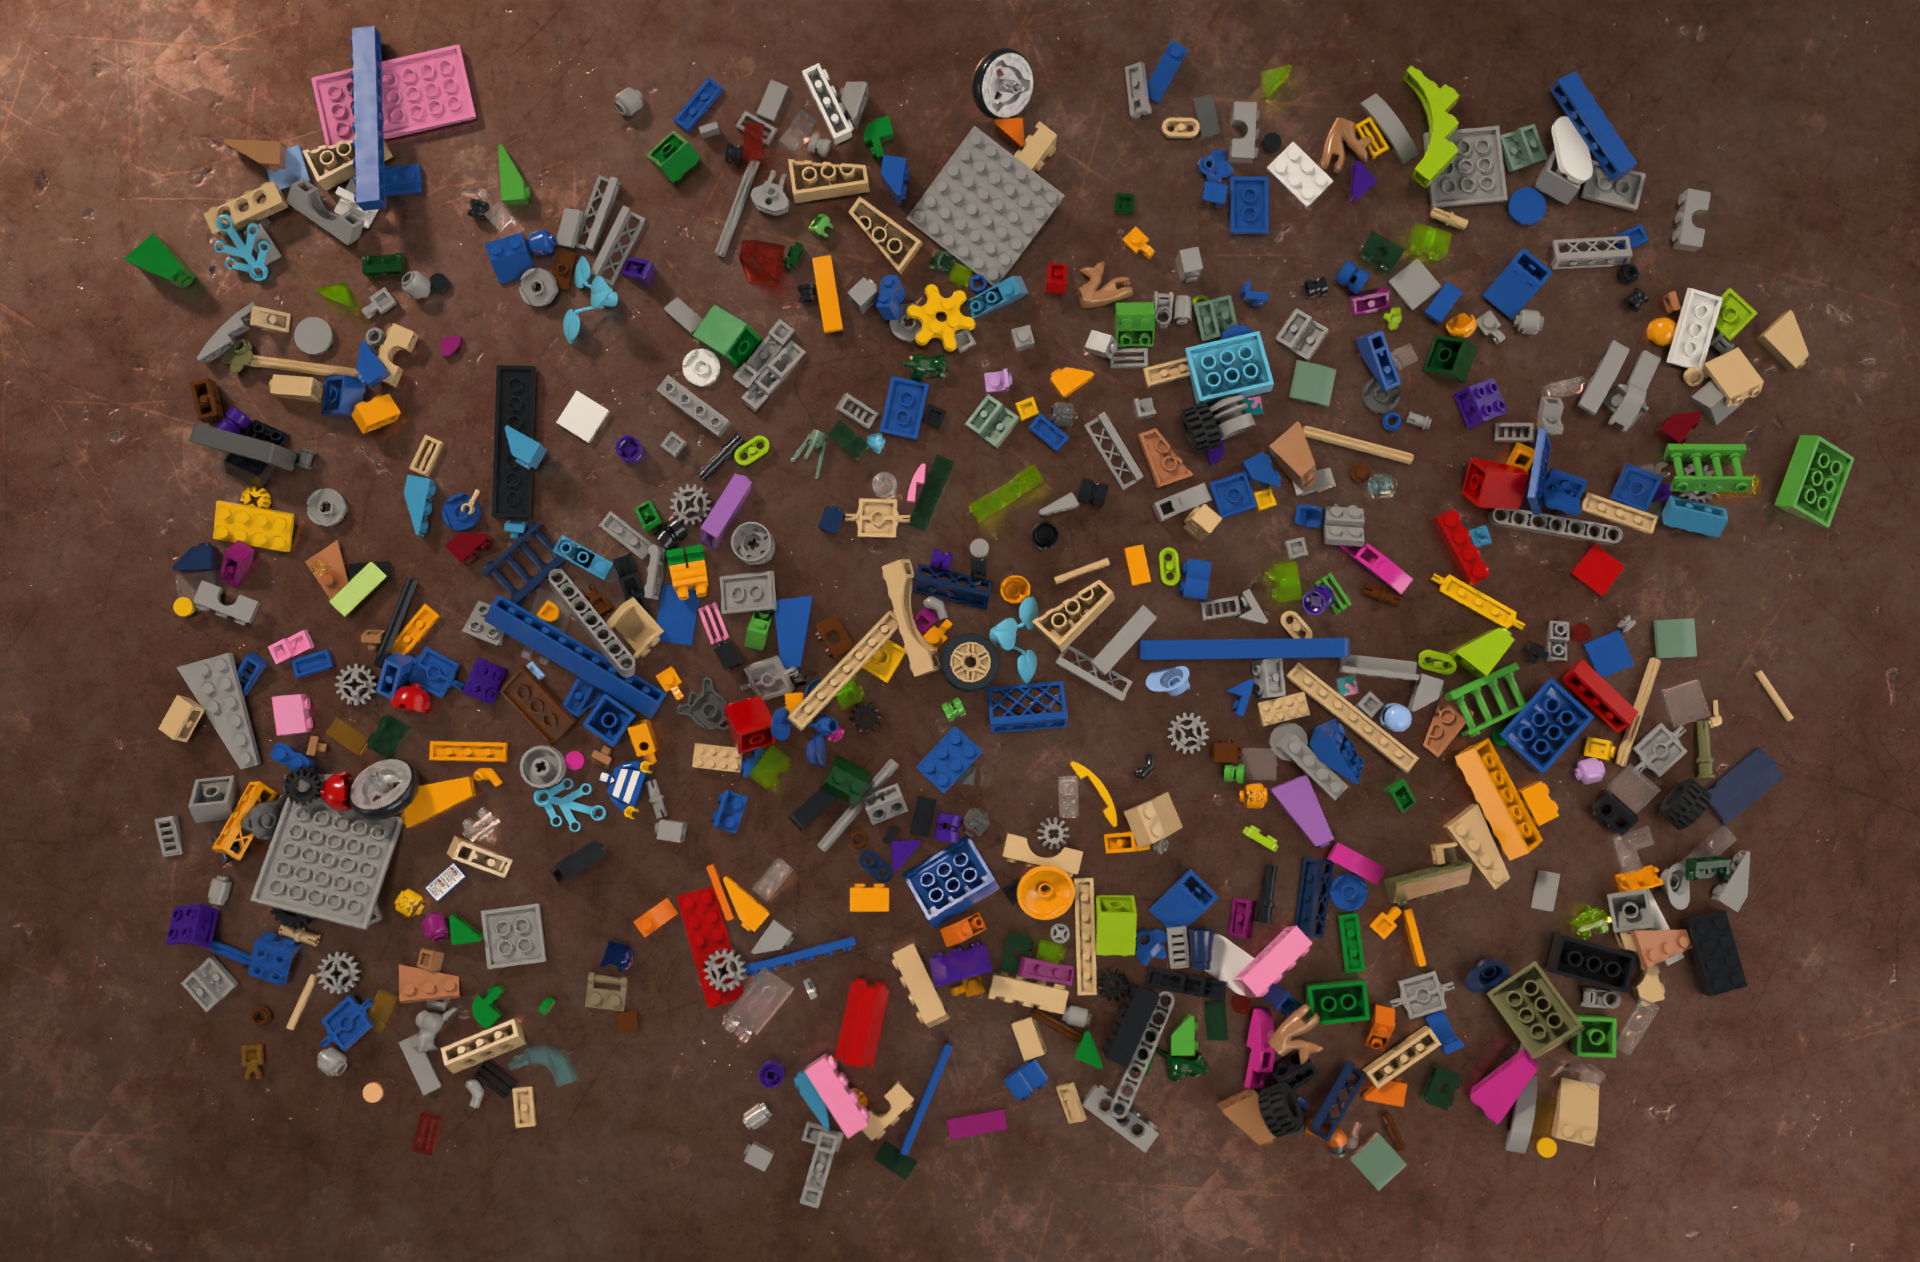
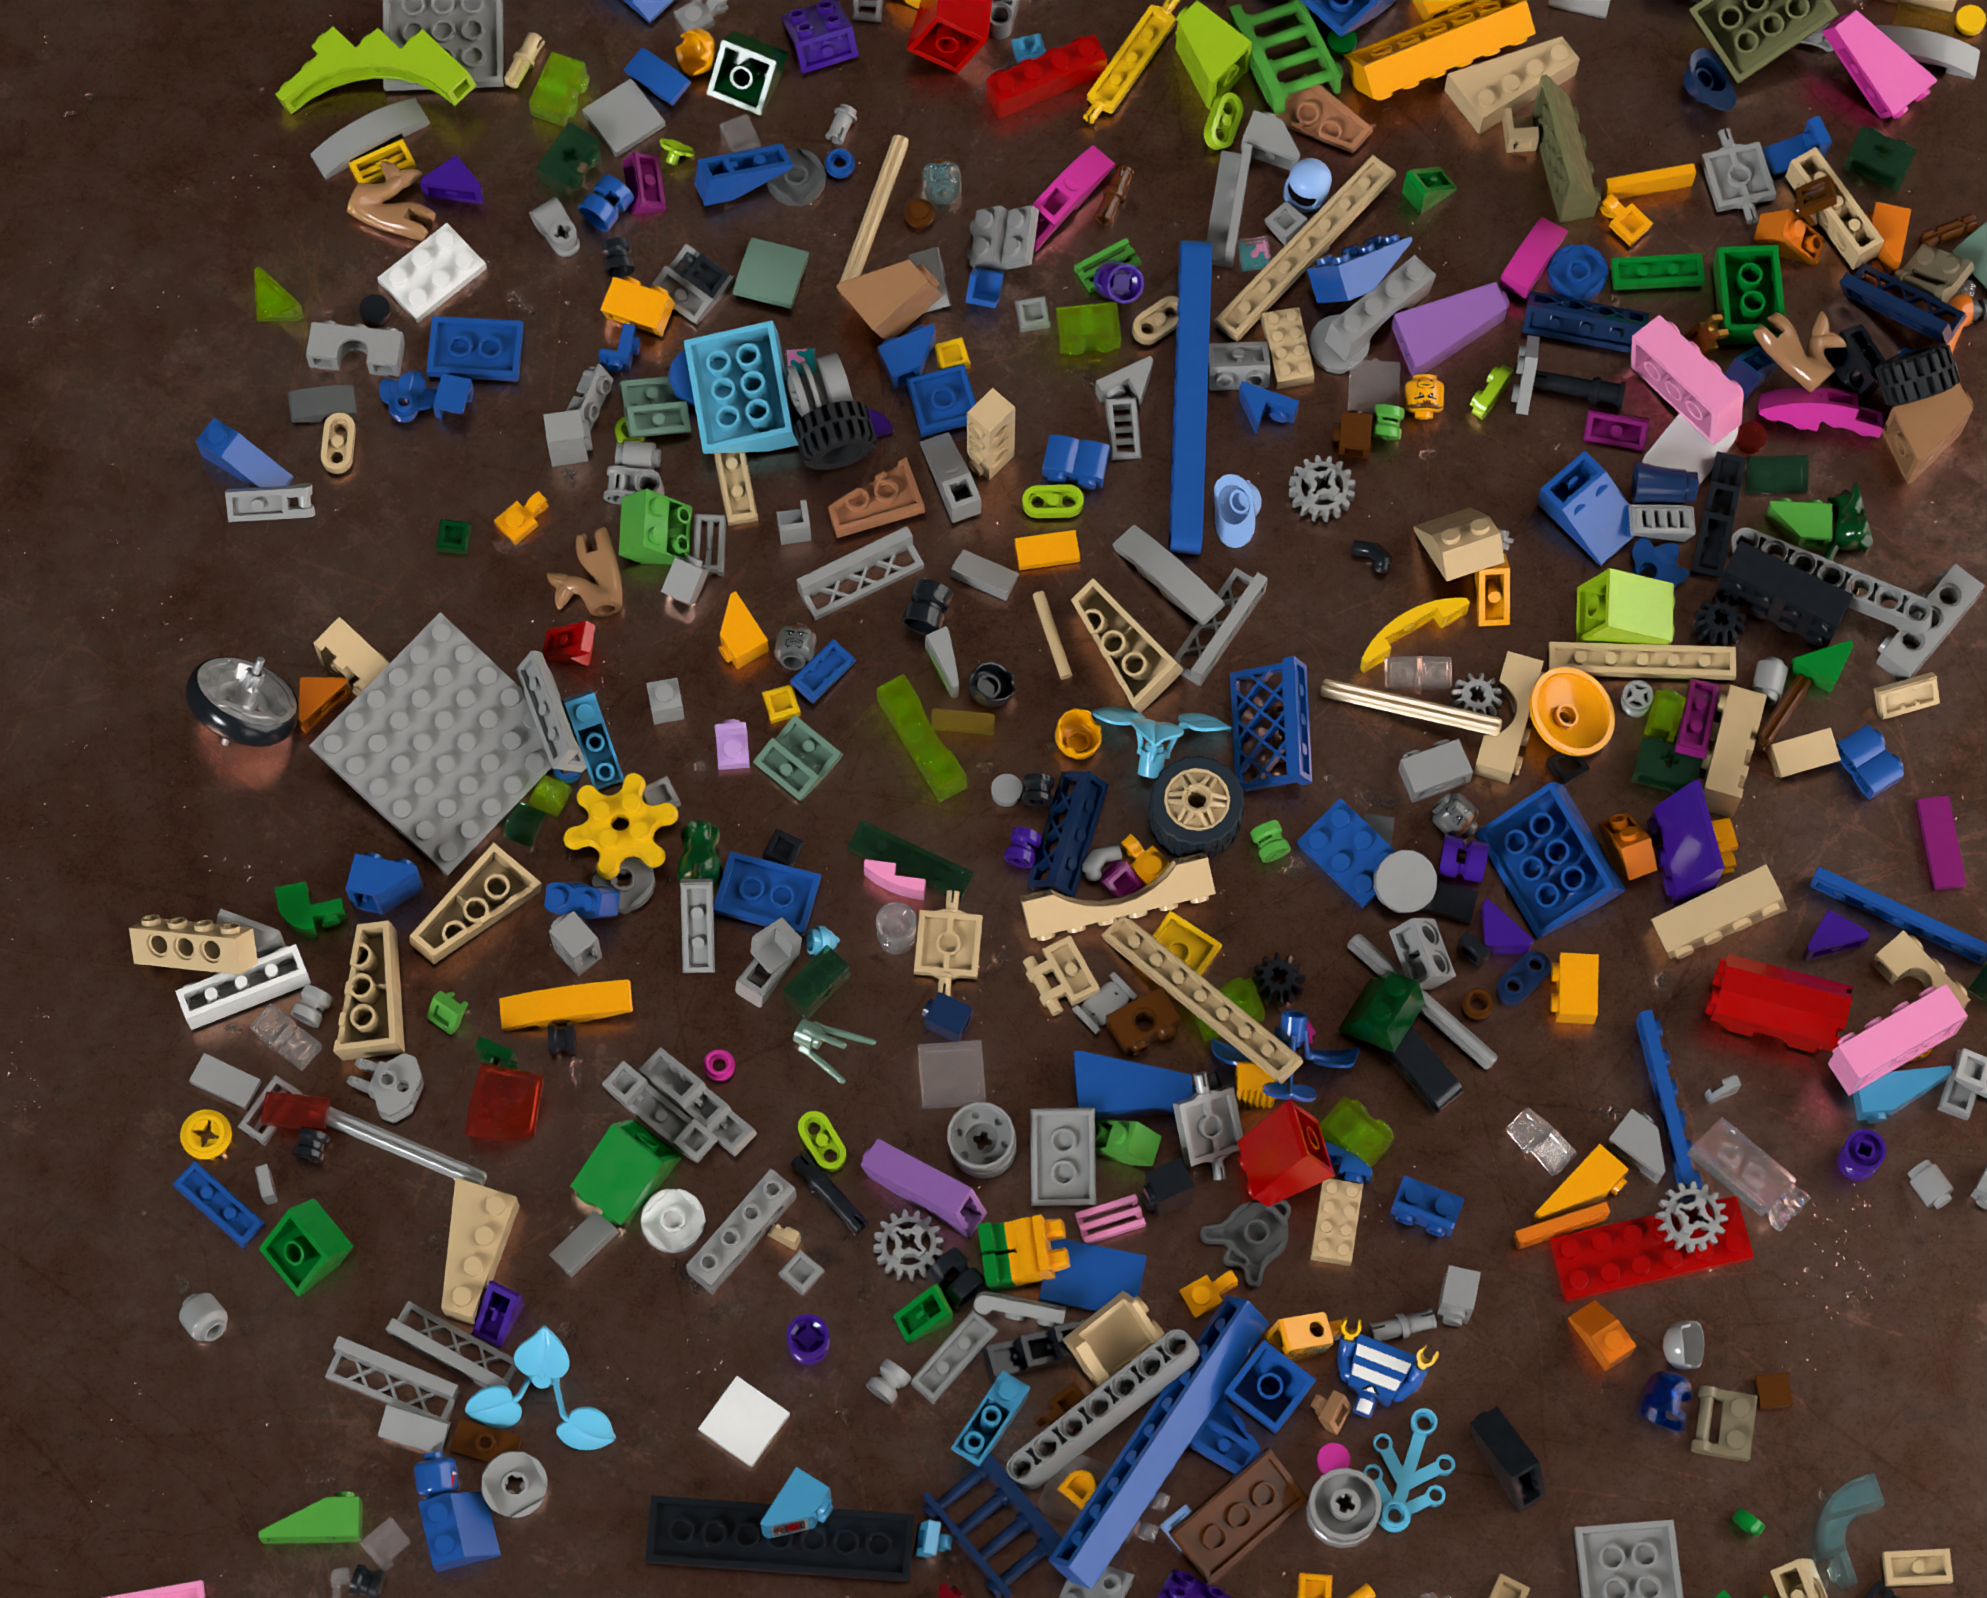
camera: 80 degrees left, 15 degrees down
(609, 498) = (890, 1378): none -> light grey wheel
(650, 966) = (1684, 1344): none -> light grey hair
(678, 253) = (476, 1243): none -> tan wedge
(693, 432) = (787, 1236): none -> tan tile
(734, 86) = (198, 1123): none -> yellow gear
(796, 381) = (719, 1056): none -> dark pink plate
(798, 525) = (951, 1074): none -> clear tile
(846, 70) = (193, 945): none -> tan brick
(847, 613) = (1104, 1002): none -> light grey piece
(864, 592) = (1070, 971): none -> tan plate
(868, 414) = (776, 945): none -> light grey panel
(877, 366) = (697, 925): none -> light grey tile
(911, 1055) = (1835, 936): none -> dark purple slope
(929, 792) = (1405, 881): none -> light grey tile
(998, 271) = (550, 714): none -> light grey fence
(1005, 809) = (1435, 769): none -> light grey brick
(1020, 516) = (963, 721): none -> clear yellow tile
(1043, 793) = (1411, 707): none -> tan axle
(1119, 527) = (984, 574): none -> light grey slope
(1229, 280) = (595, 386): none -> light grey hinge
(1272, 859) = (1526, 366): none -> light grey plate
(1282, 302) = (638, 305): none -> light orange brick
(1304, 972) = (1706, 333): none -> pearl gold plate
(1306, 340) = (703, 273): none -> black bracket
(1336, 246) = (555, 225): none -> light grey piece
(1365, 1124) = (1936, 266): none -> dark tan plate
(1403, 1044) = (1814, 198): none -> reddish brown bracket

